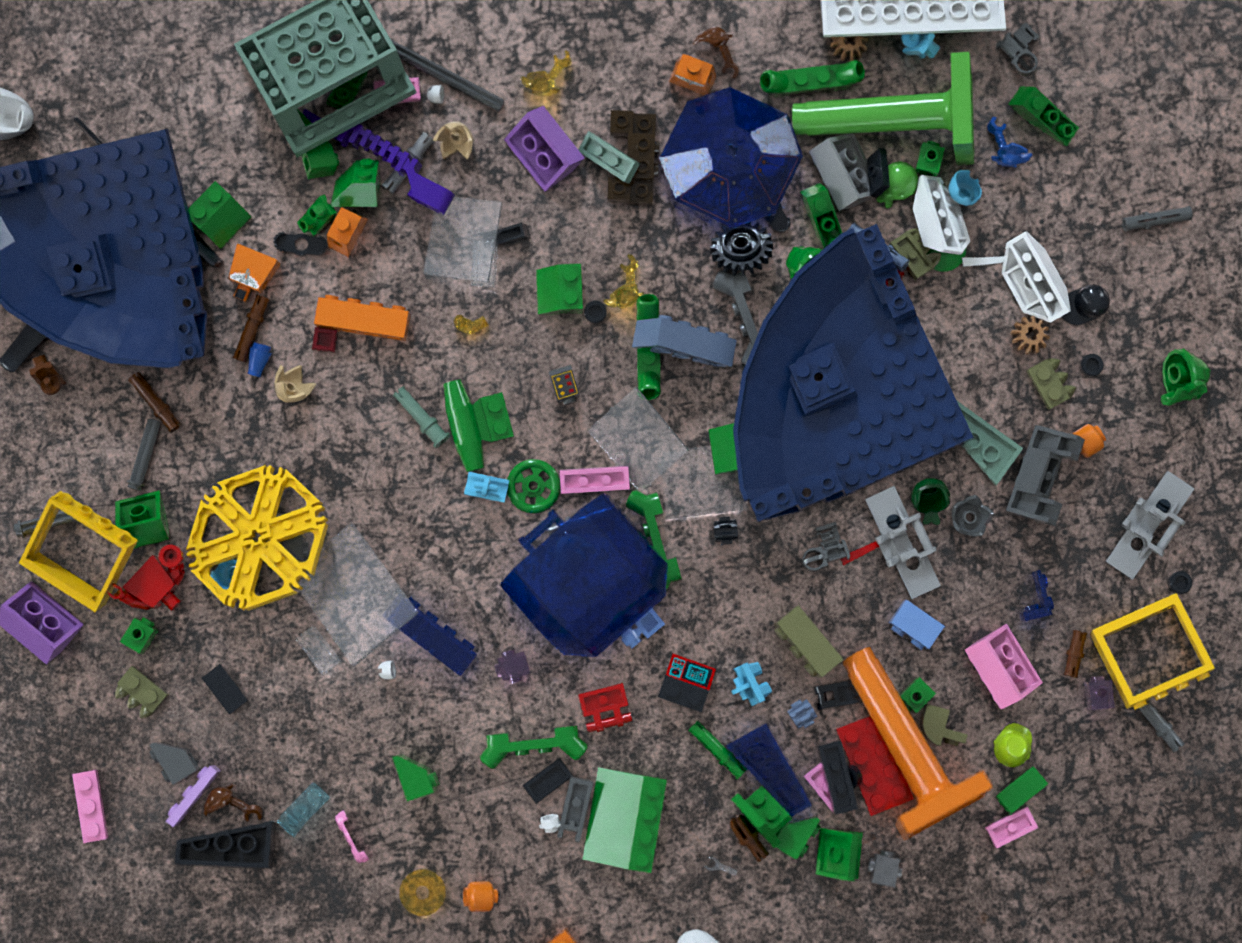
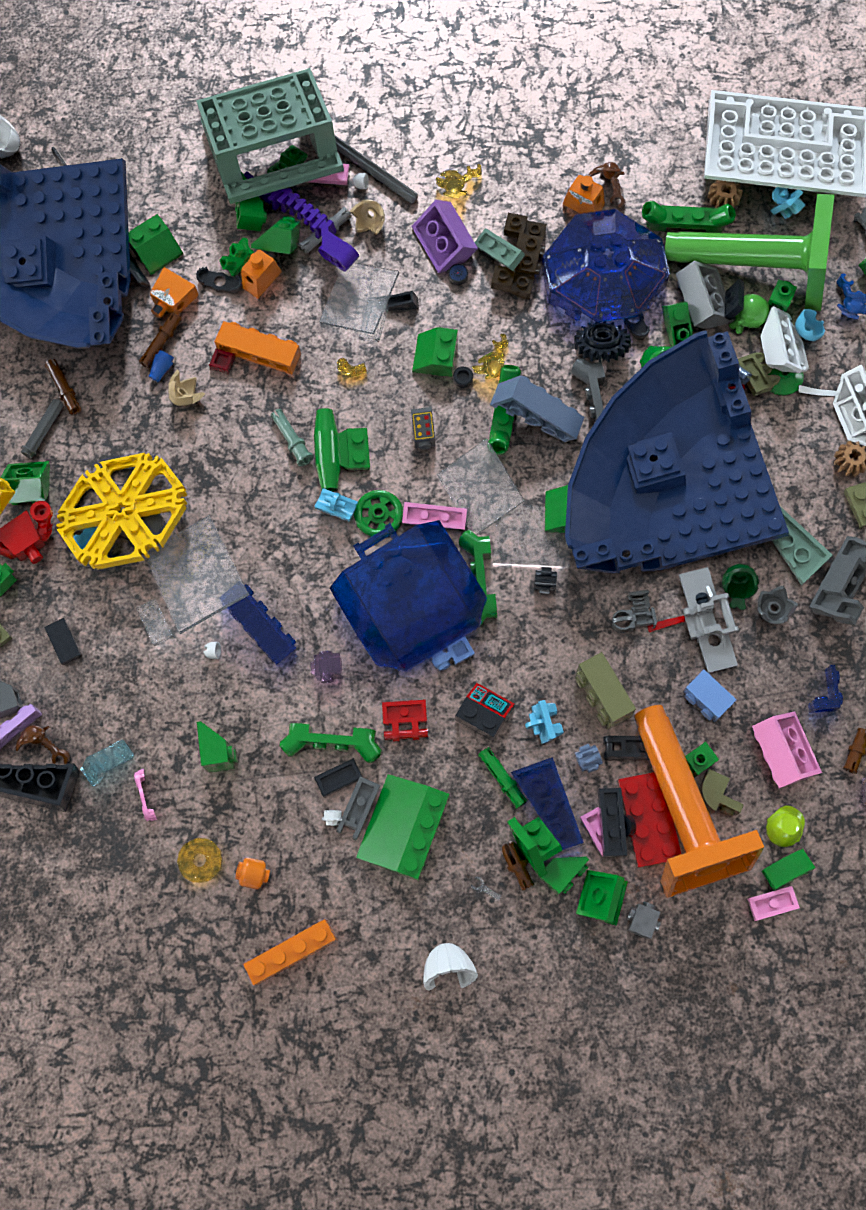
camera: 15 degrees right, 10 degrees down
(567, 190) = (458, 274): none -> tile

